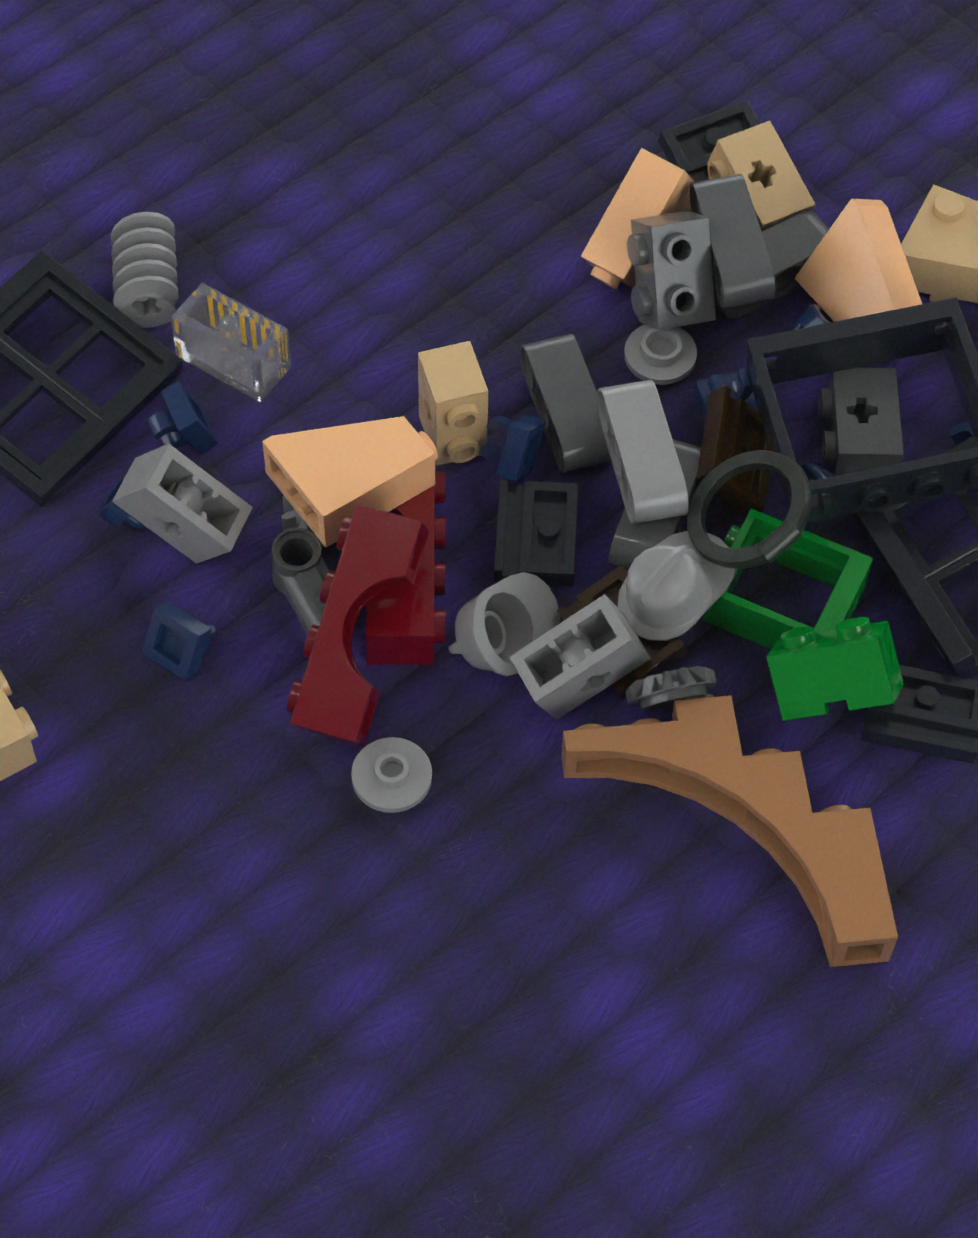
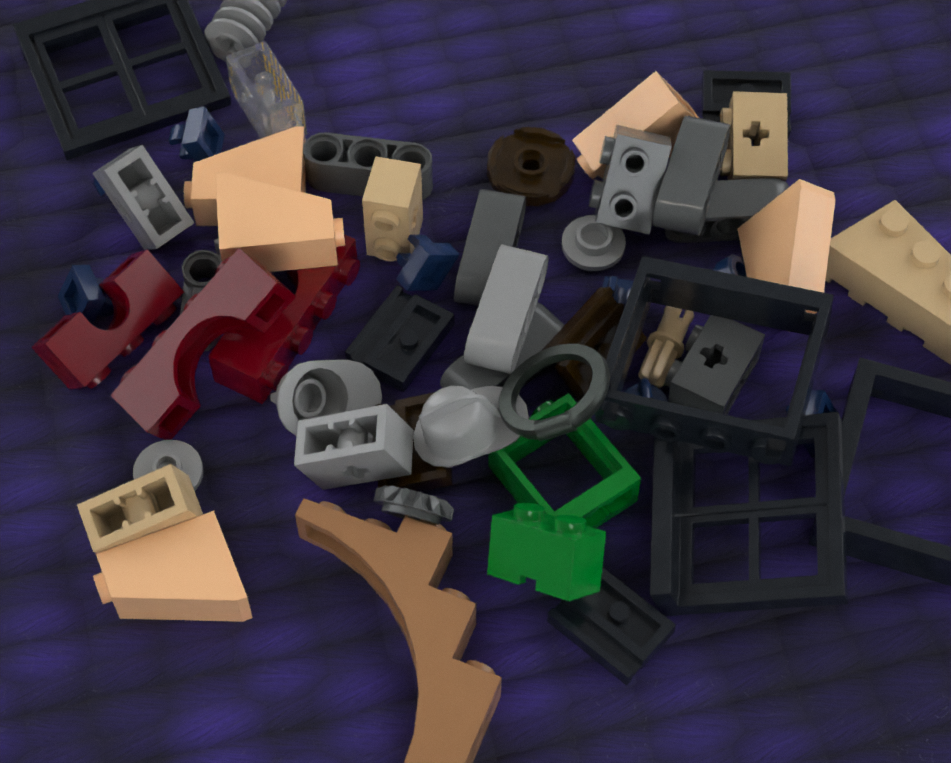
camera: 30 degrees right, 0 degrees up
(223, 691) = (140, 296): none -> dark red arch
(283, 406) = (271, 160): none -> light nougat slope
(373, 373) = (345, 161): none -> dark grey beam
(408, 823) = (139, 508): none -> tan brick
(479, 870) = (174, 575): none -> light nougat slope
(548, 283) = (531, 150): none -> dark brown plate
(799, 420) = (665, 345): none -> tan axle

